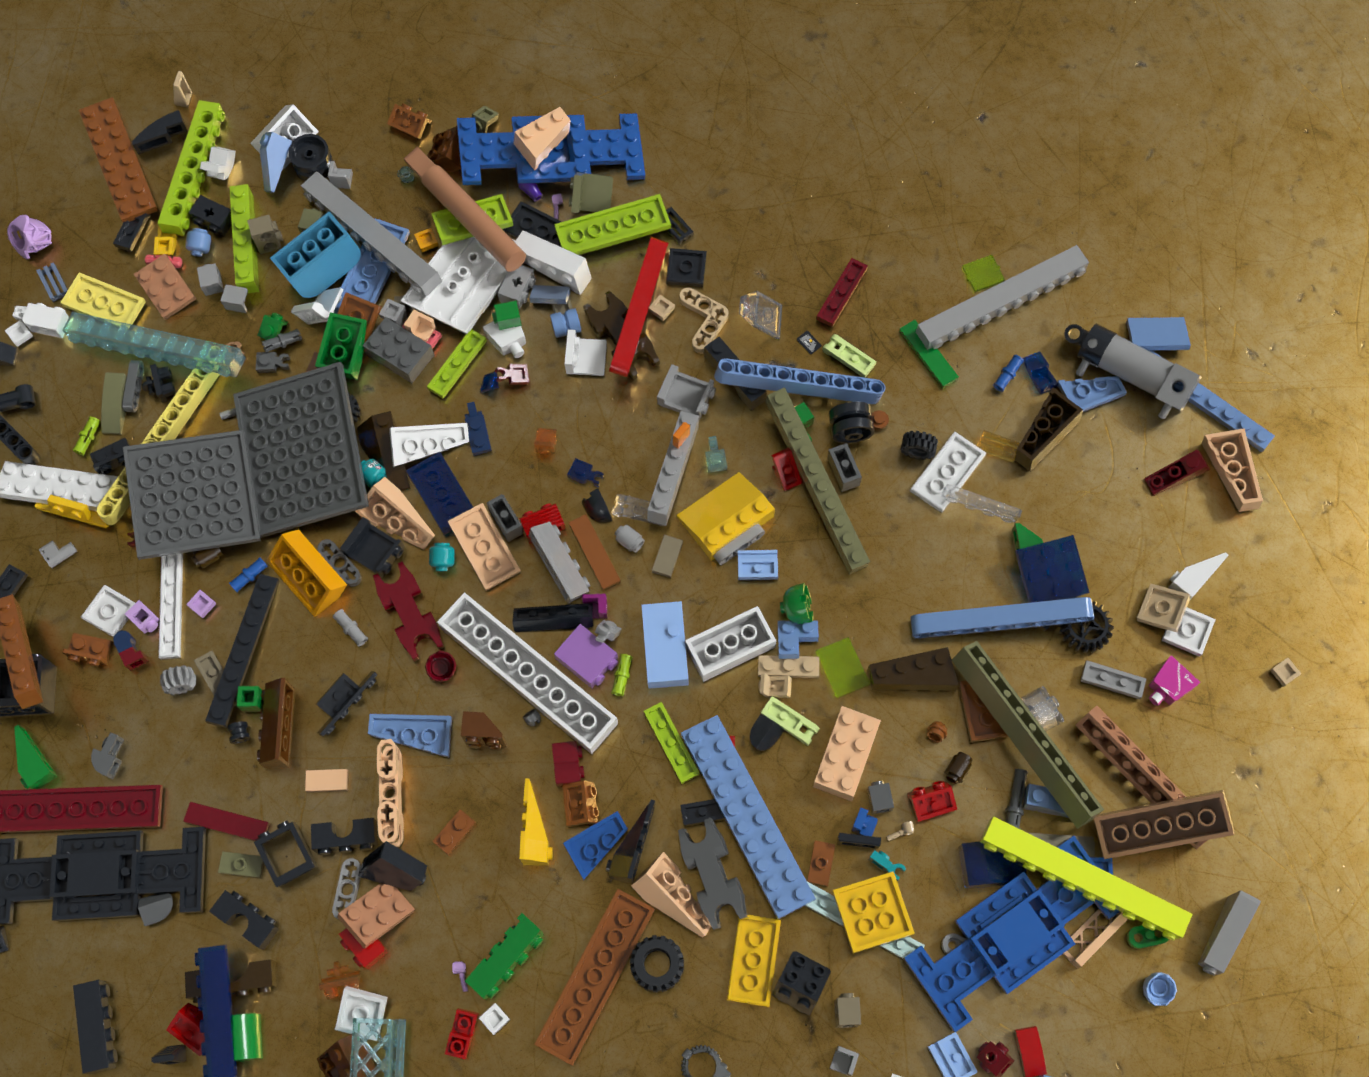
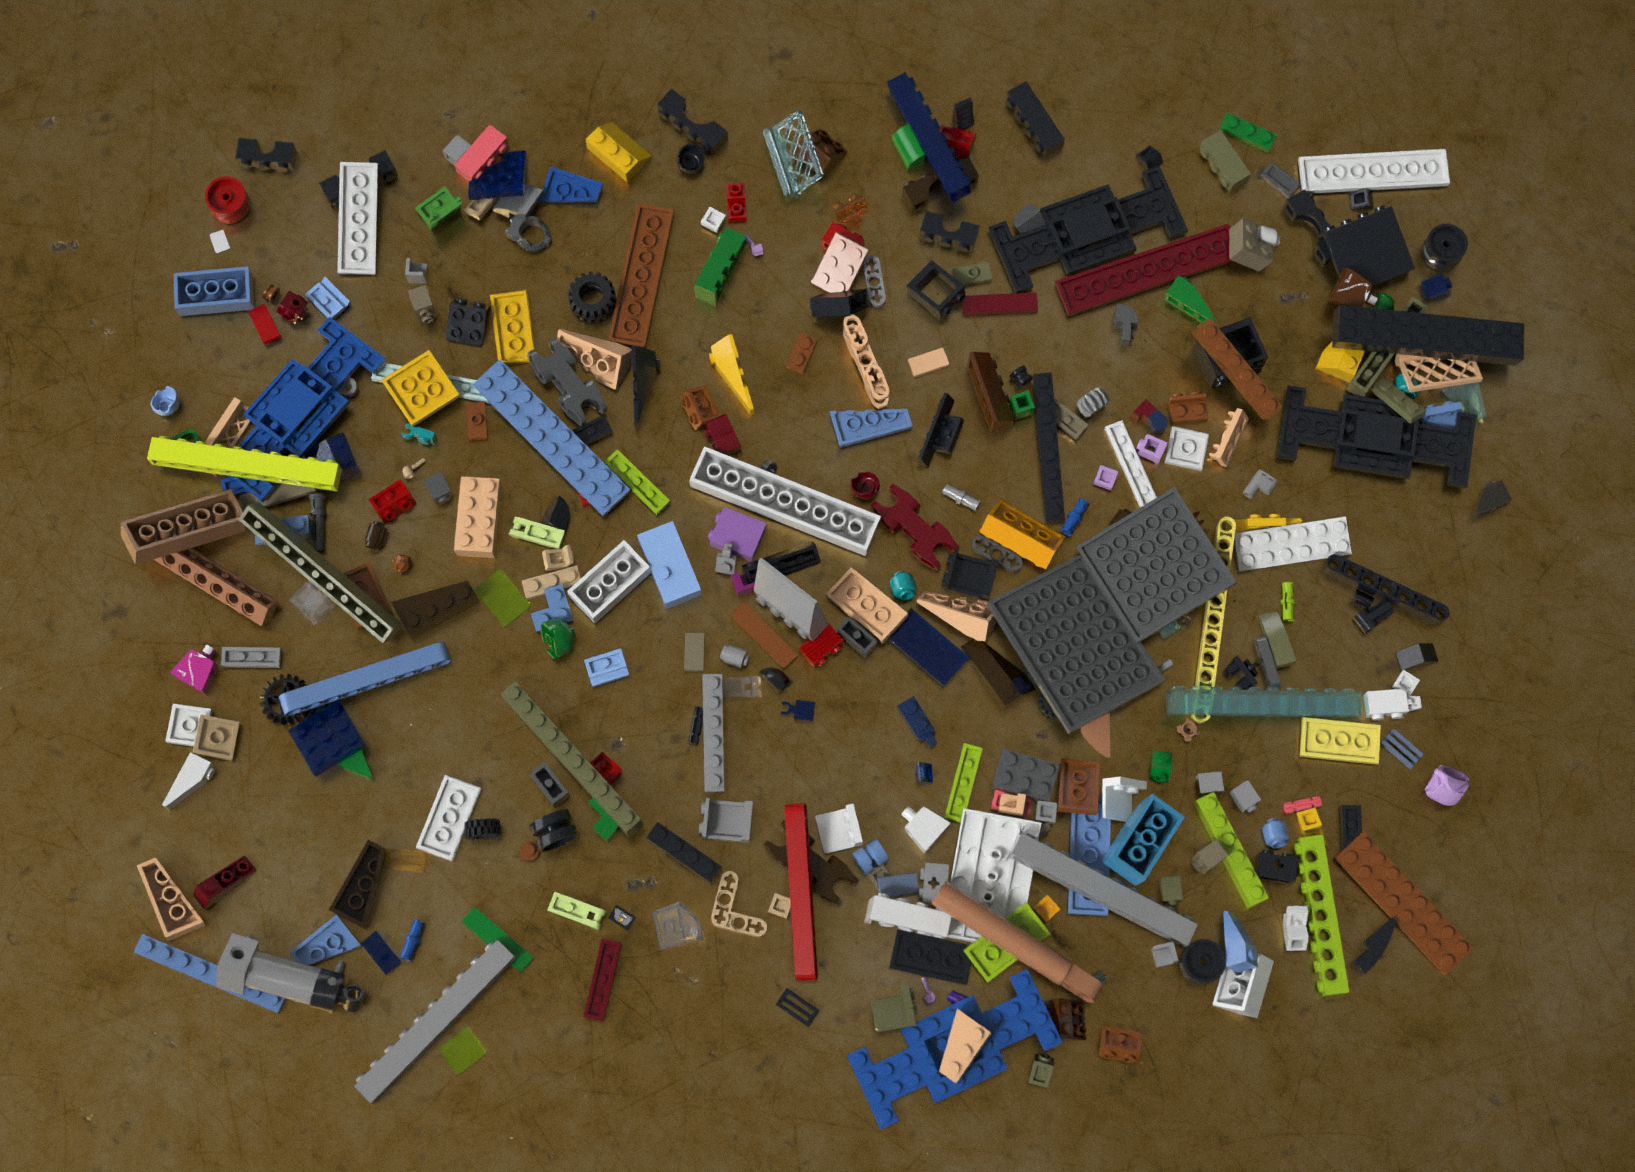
camera: 160 degrees right, 5 degrees up
(16, 418) = (1362, 599): none -> black slope
(62, 606) = (1230, 437): none -> light nougat plate
(109, 457) = (1254, 589): black bracket -> none
(165, 286) = (1286, 775): nougat plate -> none
(182, 91) = (1373, 1000): tan slope -> none
(269, 362) = (1149, 729): dark grey plate -> none
(281, 340) = (1144, 753): dark grey pin -> none
(343, 343) = (1079, 757): green slope -> none
(359, 1004) = (824, 191): white plate -> none
(363, 836) = (906, 312): black arch -> none
(372, 472) = (999, 644): teal head -> none
(421, 441) = (967, 685): white wing -> none
(480, 731) = (805, 436): reddish brown slope -> none
(507, 315) = (928, 836): green brick -> none
(515, 373) = (900, 787): plate -> none
(545, 441) = (847, 729): clear orange bracket -> none
(595, 842) = (678, 377): blue wing -> none
(613, 225) = (859, 979): lime plate -> none
(621, 675) = (700, 529): lime pin -> none
(681, 434) = (712, 755): orange tile -> none
(686, 267) = (770, 962): black tile -> none
(687, 487) = (696, 724): none -> black axle
(715, 458) = (678, 763): clear light blue plate -> none
(726, 514) = (651, 707): yellow slope -> none
(739, 543) = (629, 681): light grey beam -> none
(799, 381) = (606, 855): medium blue beam -> none
(859, 840) = (448, 447): black tile -> none
(864, 823) = (447, 462): blue bracket -> none
(975, 501) = (400, 787): clear plate -> none
(1159, 333) = (268, 1030): medium blue tile -> none
(1228, 932) = (113, 463): light grey slope -> none
(1285, 672) = (92, 712): tan plate -> none

